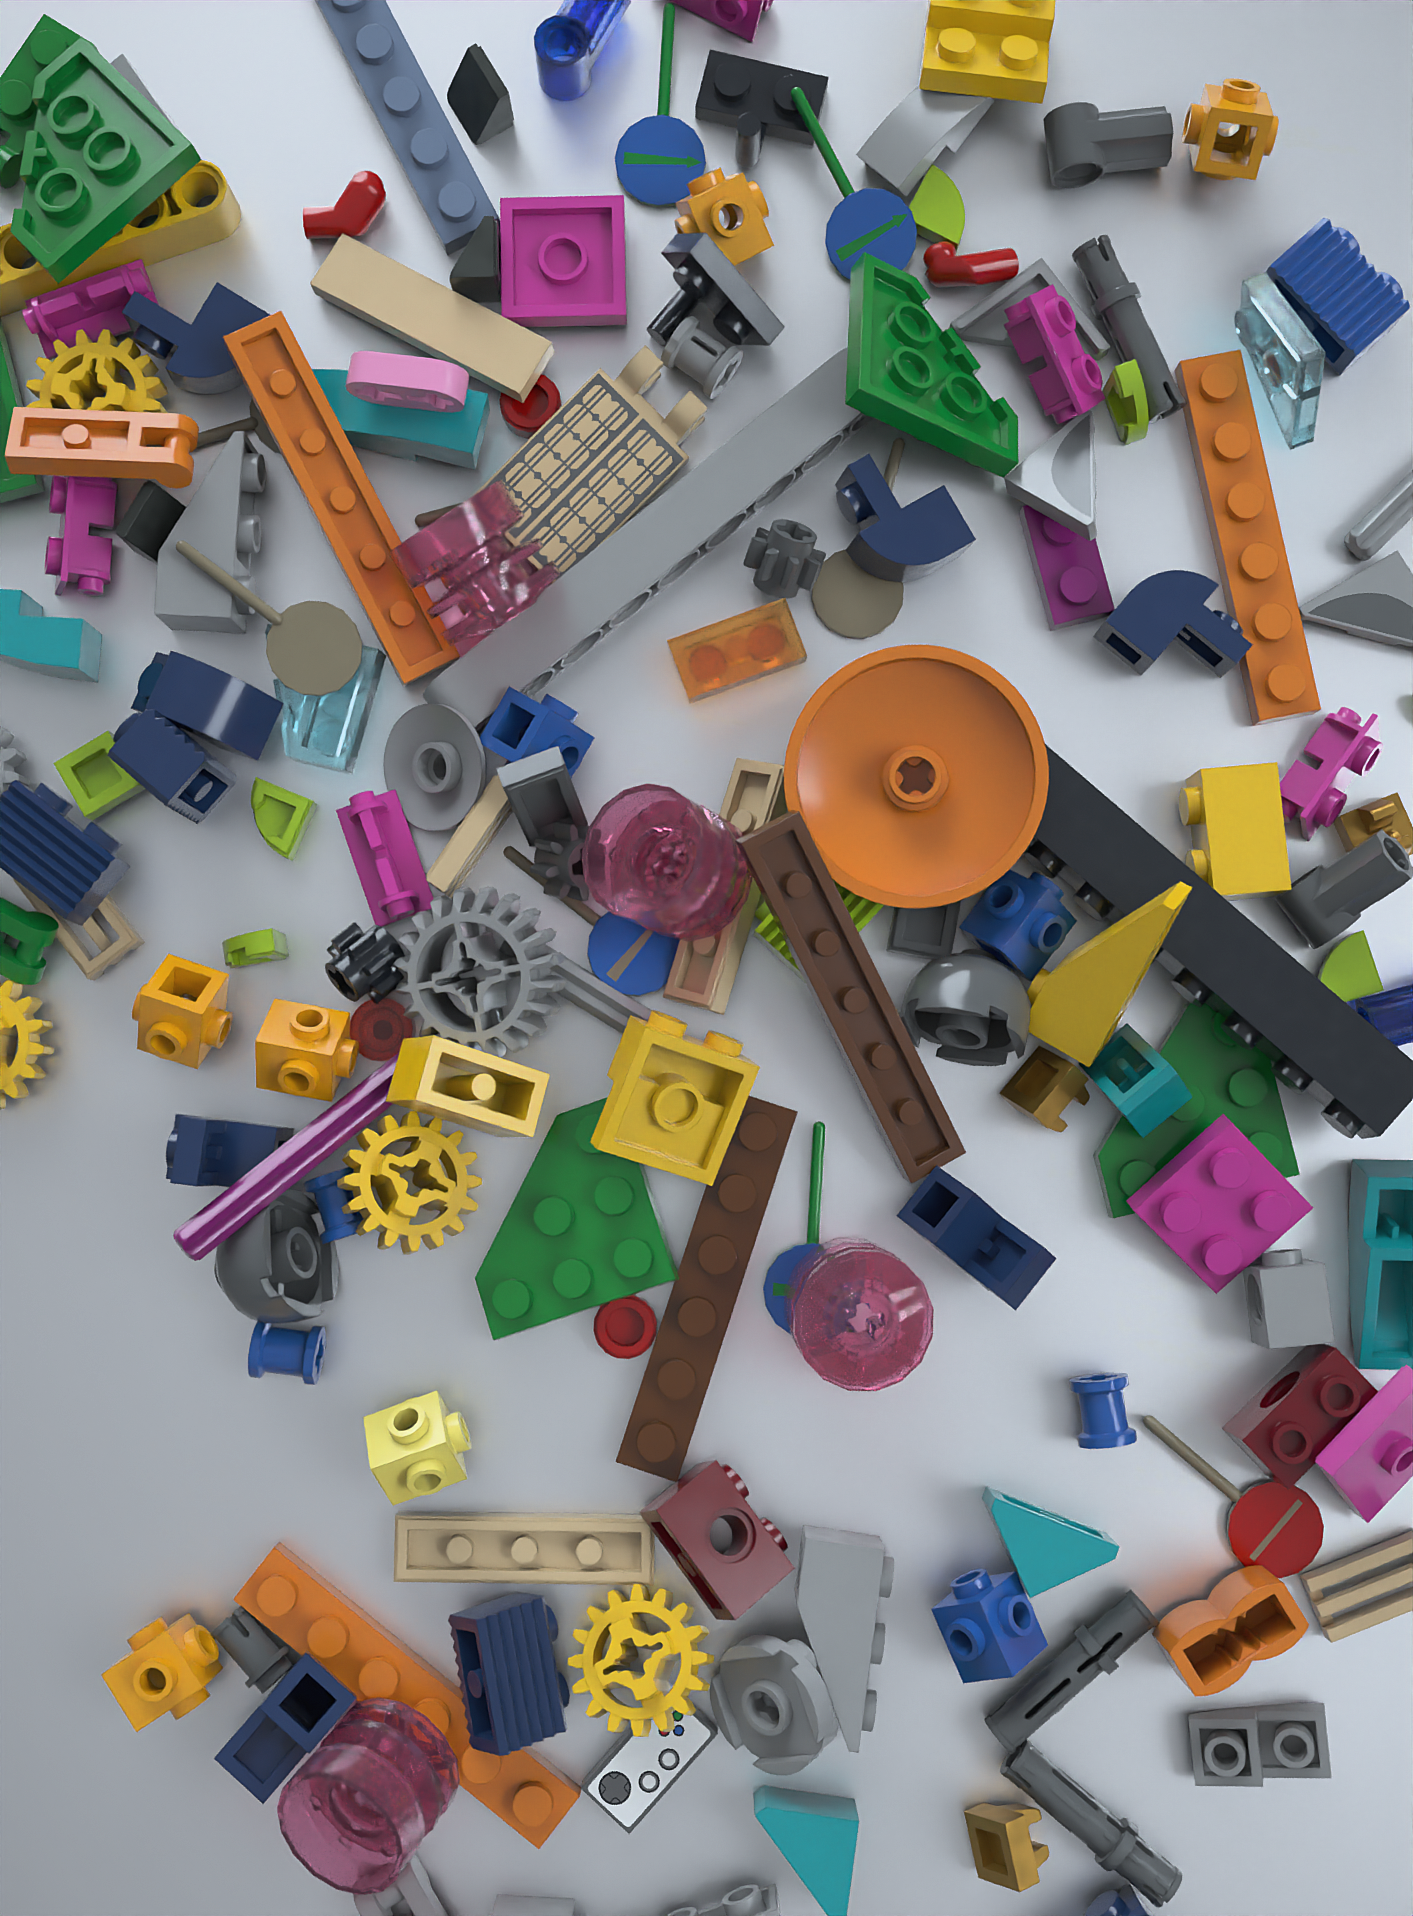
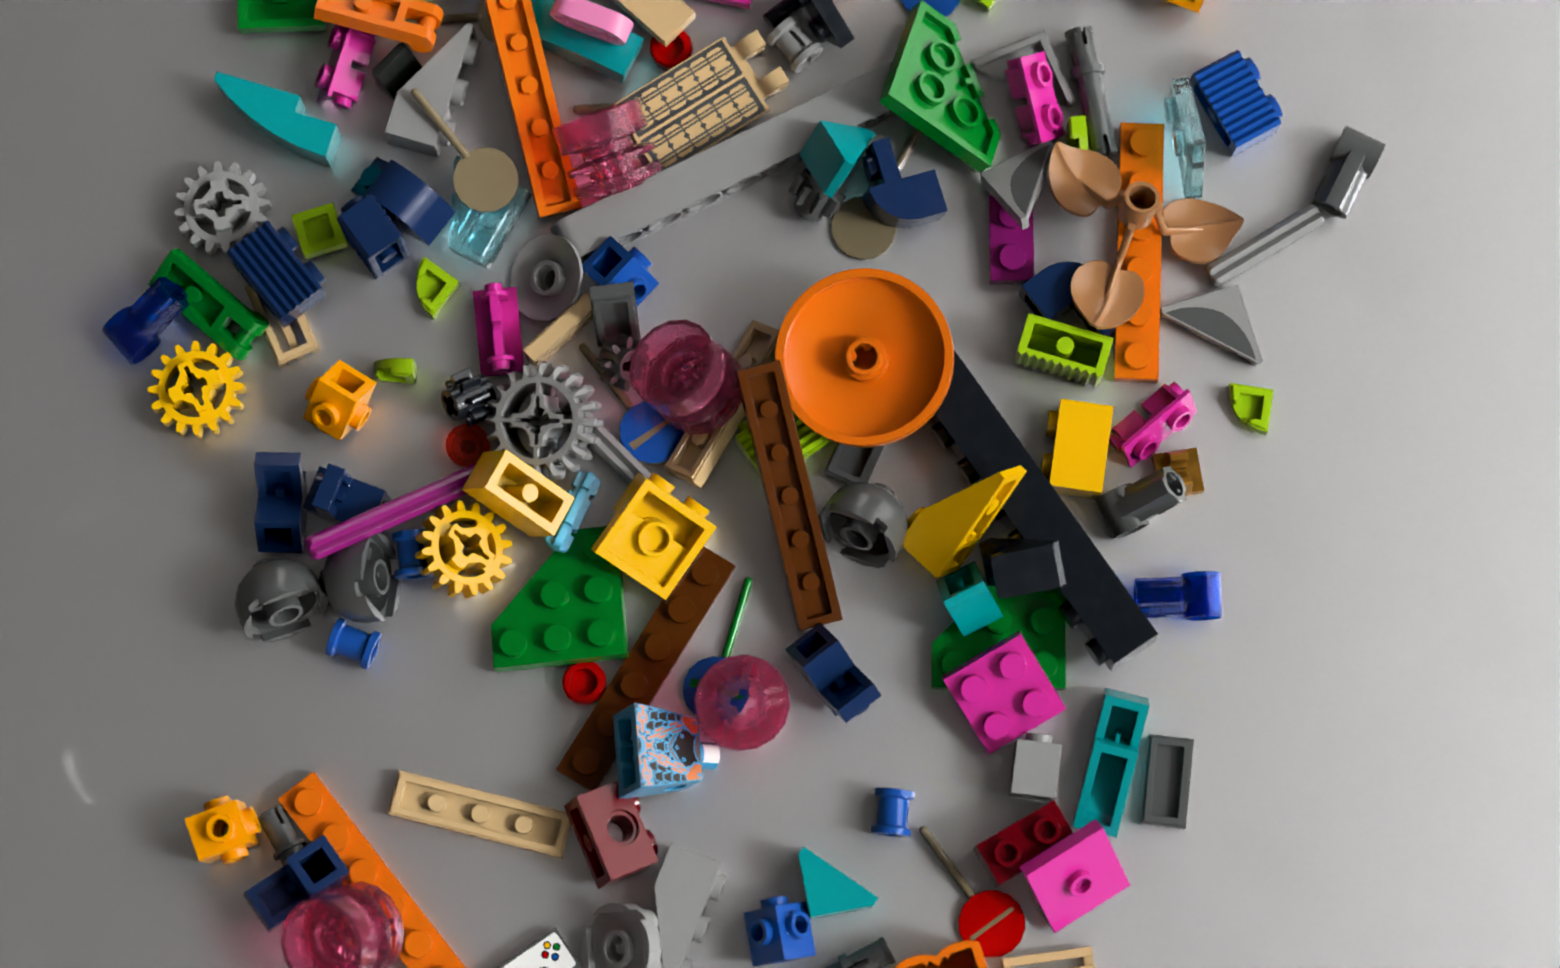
camera: 10 degrees right, 5 degrees down
(135, 1198) = (280, 502): none -> dark blue brick
(162, 1316) = (278, 599): none -> dark grey cylinder
(304, 1050) = (414, 445): light orange brick -> none
(416, 1447) = (426, 724): light yellow brick -> none
(509, 1673) = (452, 886): dark blue brick -> none
(560, 1049) = (585, 486): none -> medium azure axle
(649, 1687) = (522, 897): yellow gear -> none
(737, 650) = (770, 247): clear orange plate -> none
(756, 1412) = (659, 751): none -> dark azure torso
(797, 495) = (834, 152): none -> teal slope
(971, 269) = (993, 27): red arm -> none
(1020, 922) = (915, 472): blue brick -> none
(1045, 1088) = (906, 588): pearl gold tile -> none
(1185, 698) = (1063, 350): none -> lime brick
(1212, 1024) = (1022, 565): none -> black slope
(1324, 490) = (1196, 229): none -> medium nougat plant
(1351, 968) = (1134, 560): lime tile -> none

